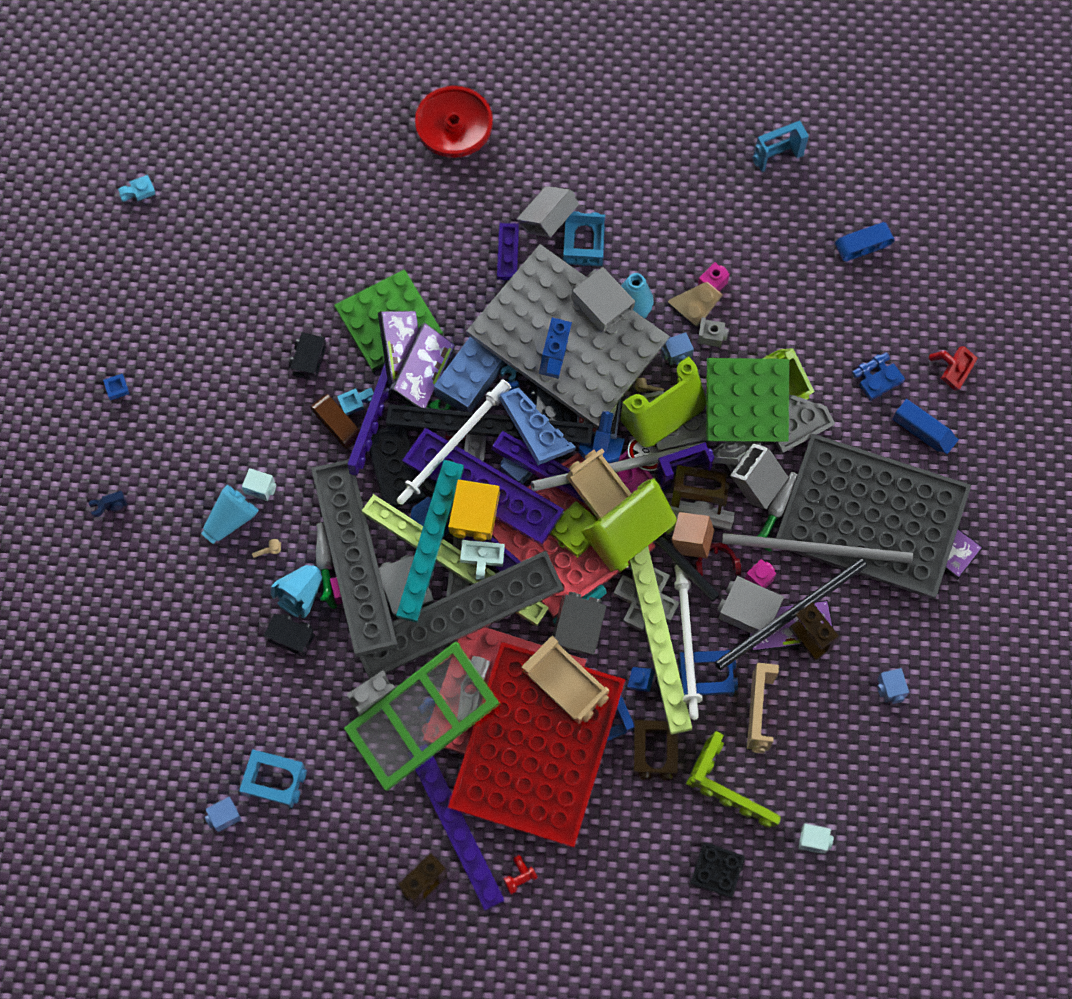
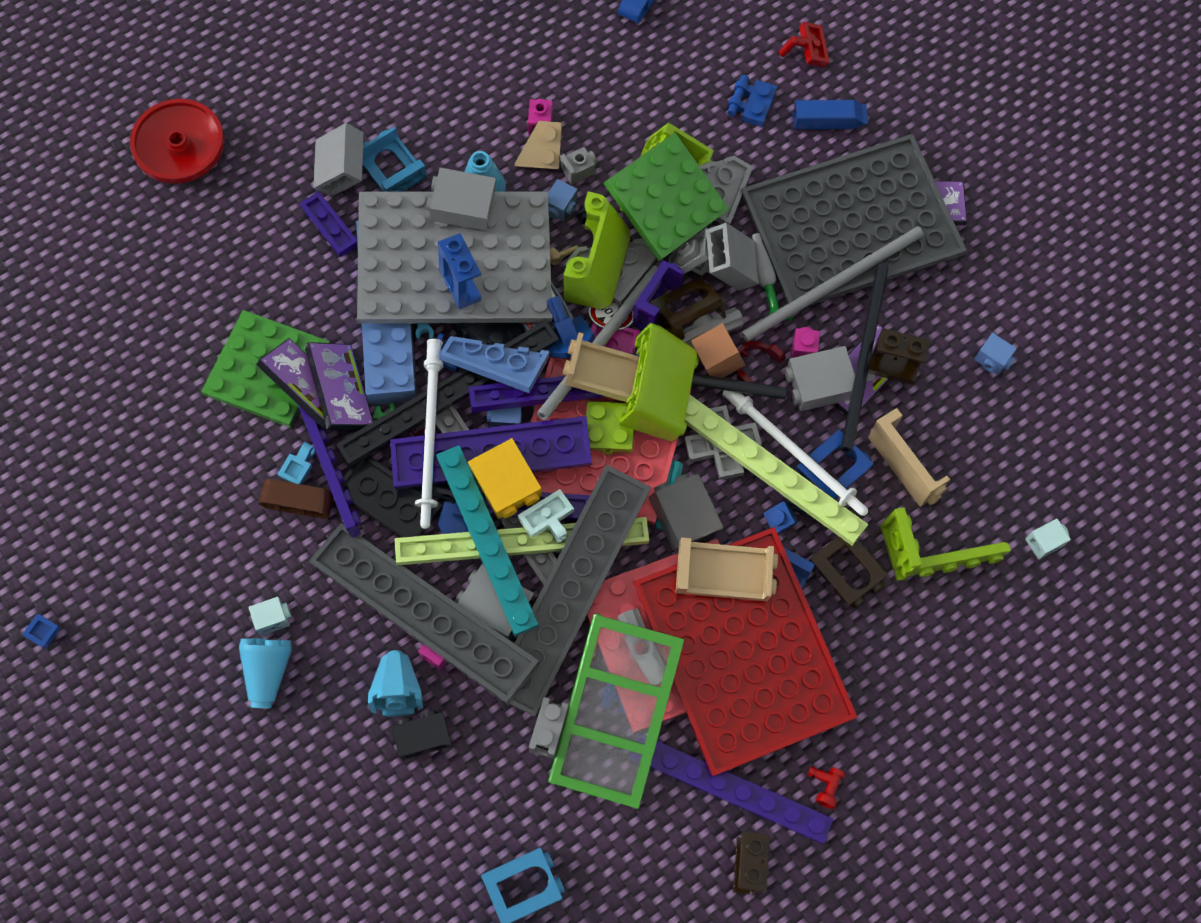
camera: 40 degrees left, 0 degrees up
(110, 502) = (132, 747): dark blue plate -> none
(274, 548) = (335, 665): tan hand -> none
(308, 356) = (216, 458): black brick -> none
(324, 564) = (398, 640): light grey piece -> none
(717, 870) = (990, 635): black tile -> none

